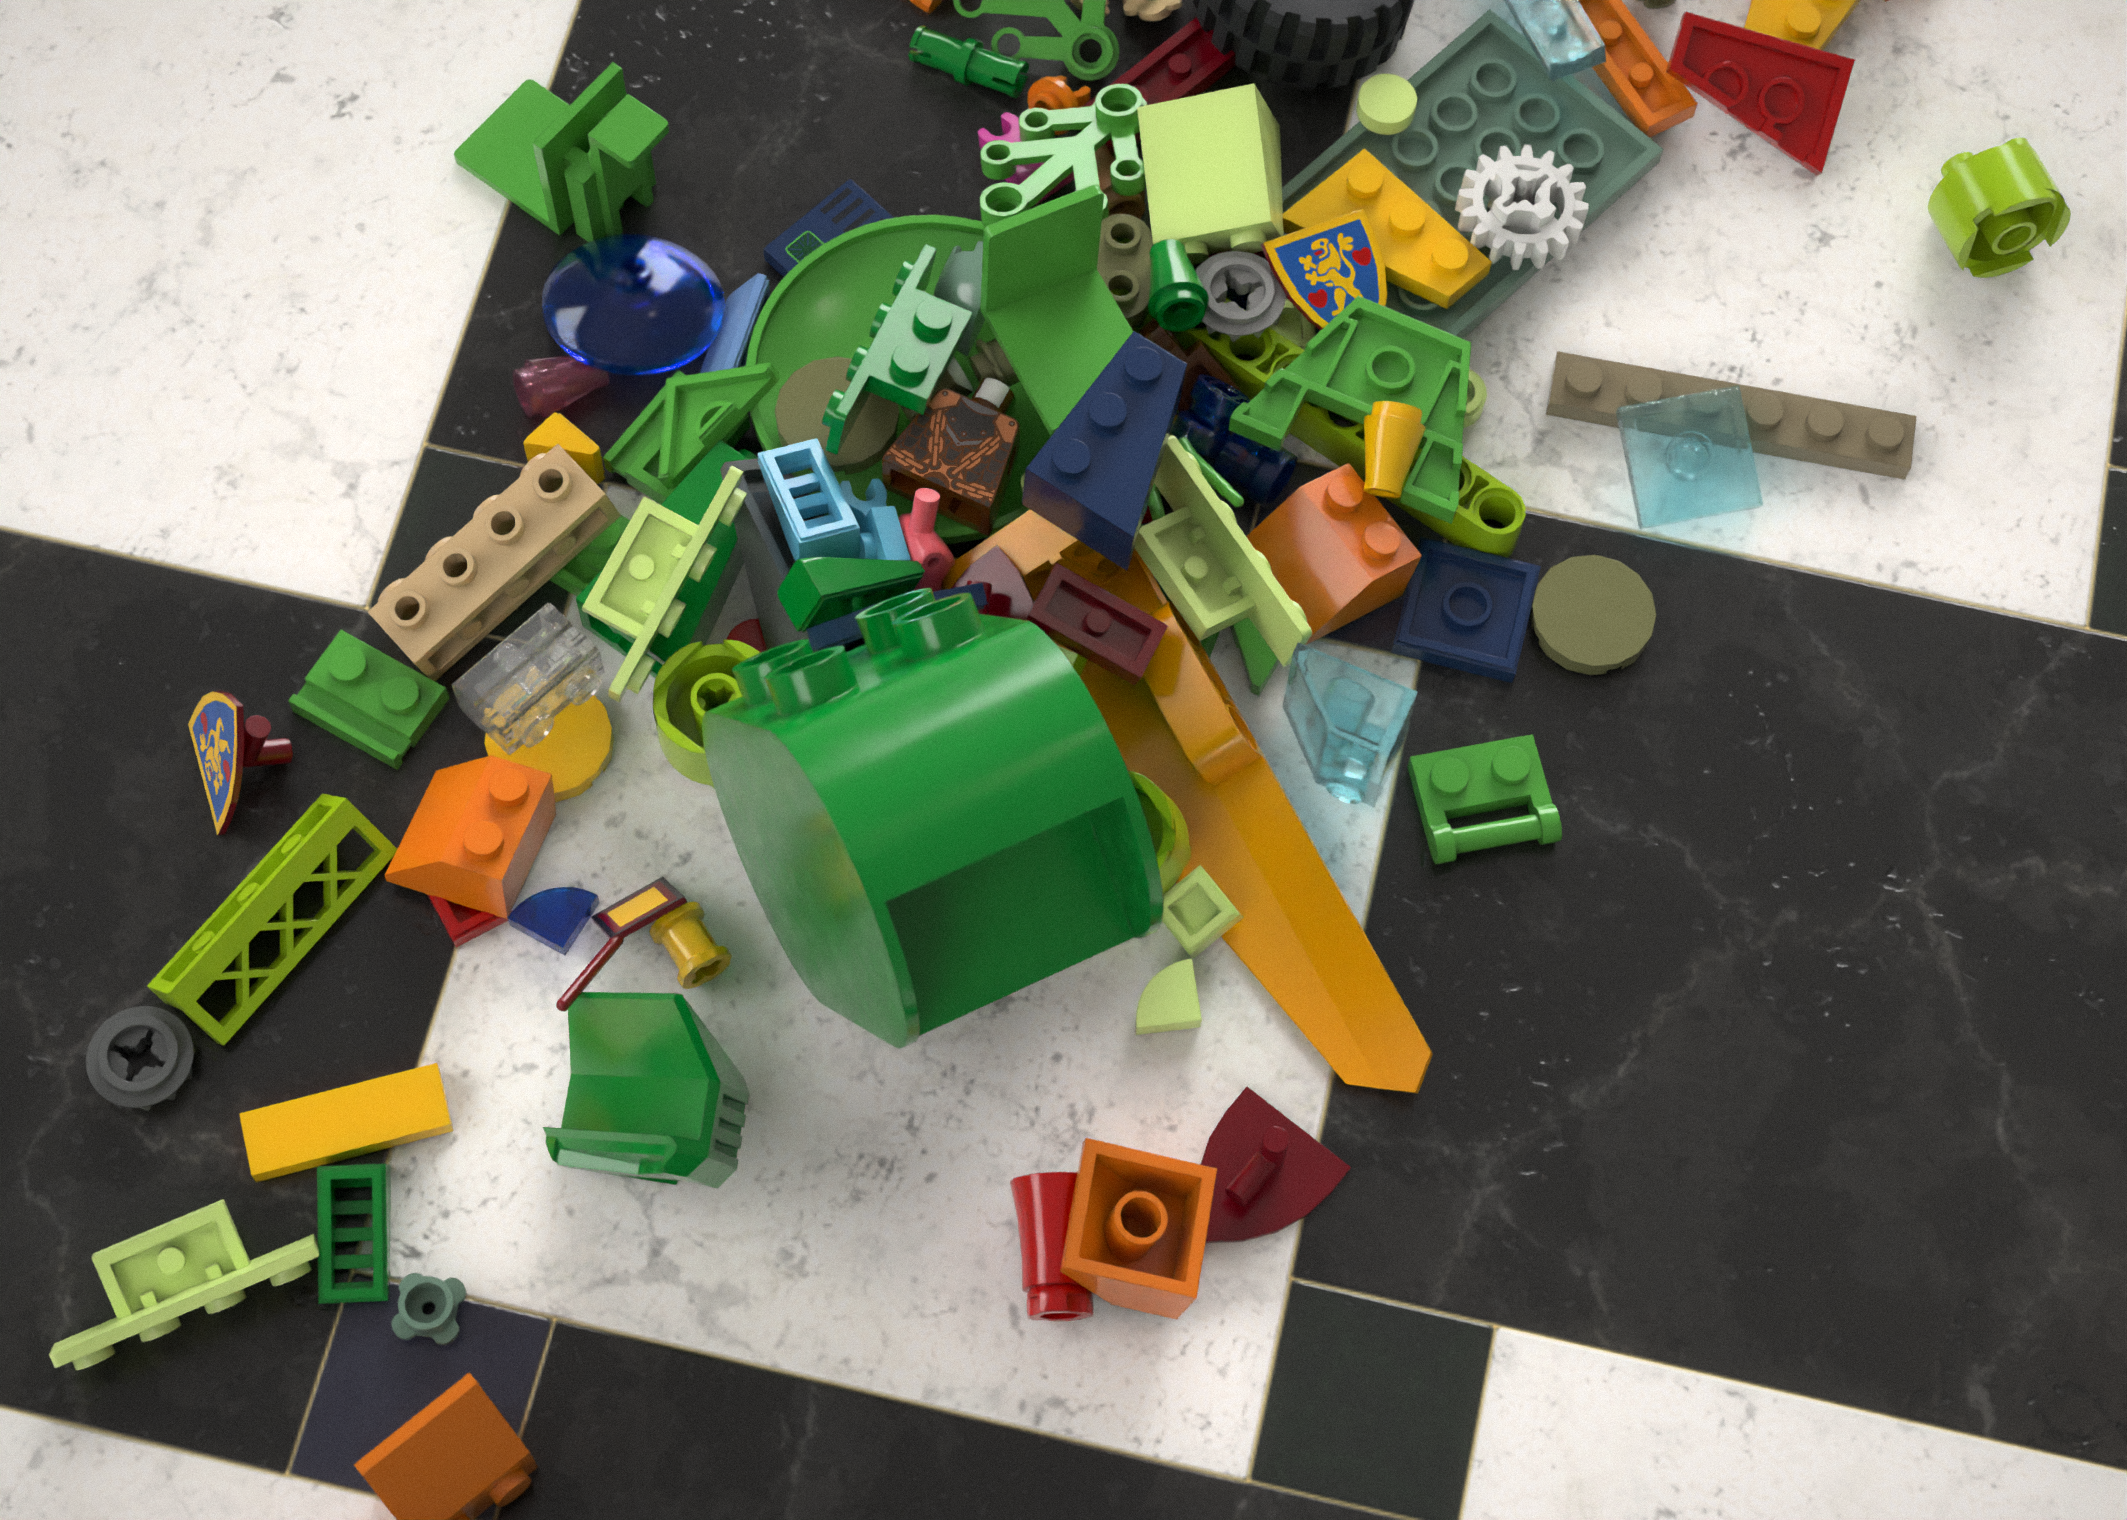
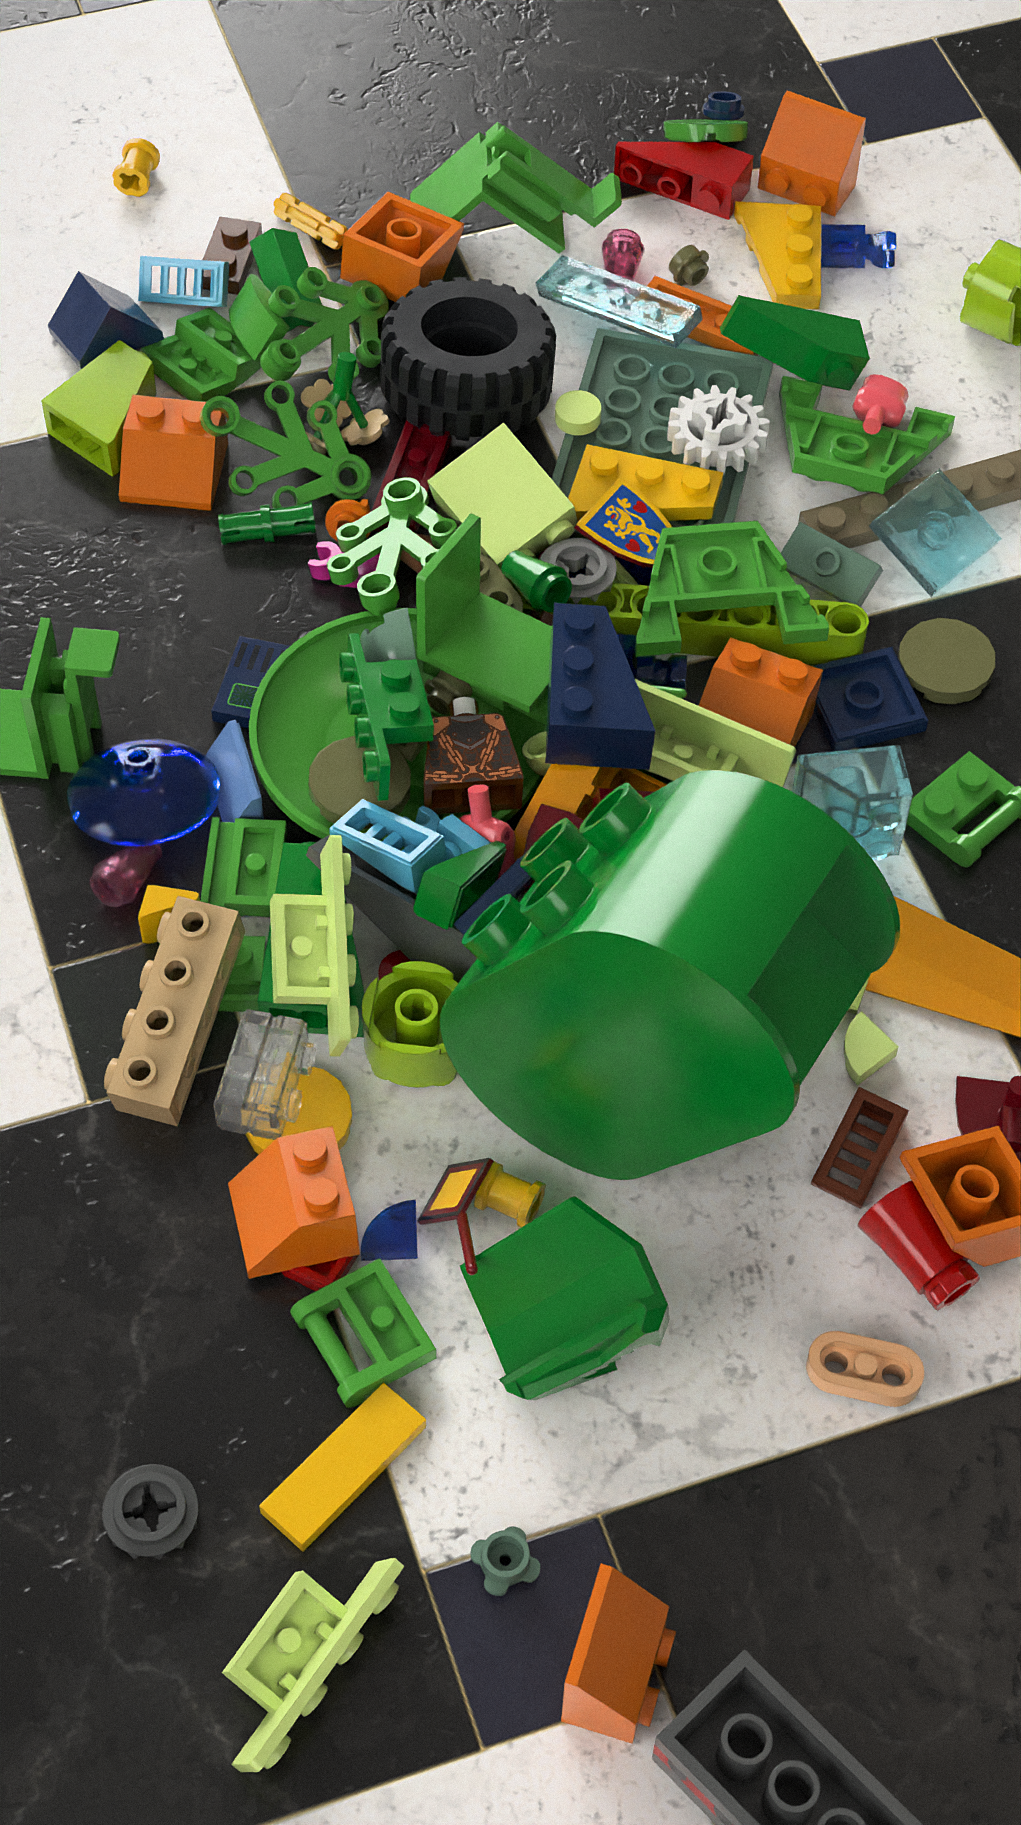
camera: 30 degrees left, 10 degrees down
(227, 746) = (60, 1248): shield -> none
(256, 901) = (161, 1352): lime fence -> none
(351, 1176) = (403, 1491): green slope -> none
(369, 699) = (139, 1161): bright green plate -> none
(475, 1005) = (381, 1324): none -> bright green plate
(703, 411) = (258, 829): bright green tile -> none
(912, 1336) = (864, 1365): none -> light nougat plate
(1089, 1070) = (878, 1110): none -> copper slope
(1391, 443) = (758, 604): yellow cone -> none
(1541, 433) = (830, 565): none -> sand green plate
(1671, 310) = (842, 452): none -> bright green wing
(1706, 147) = (801, 340): none -> green slope
(1745, 267) = (880, 403): none -> coral piece
(1765, 83) = (814, 281): red wing -> none
(1874, 54) = (849, 247): none -> clear blue plate

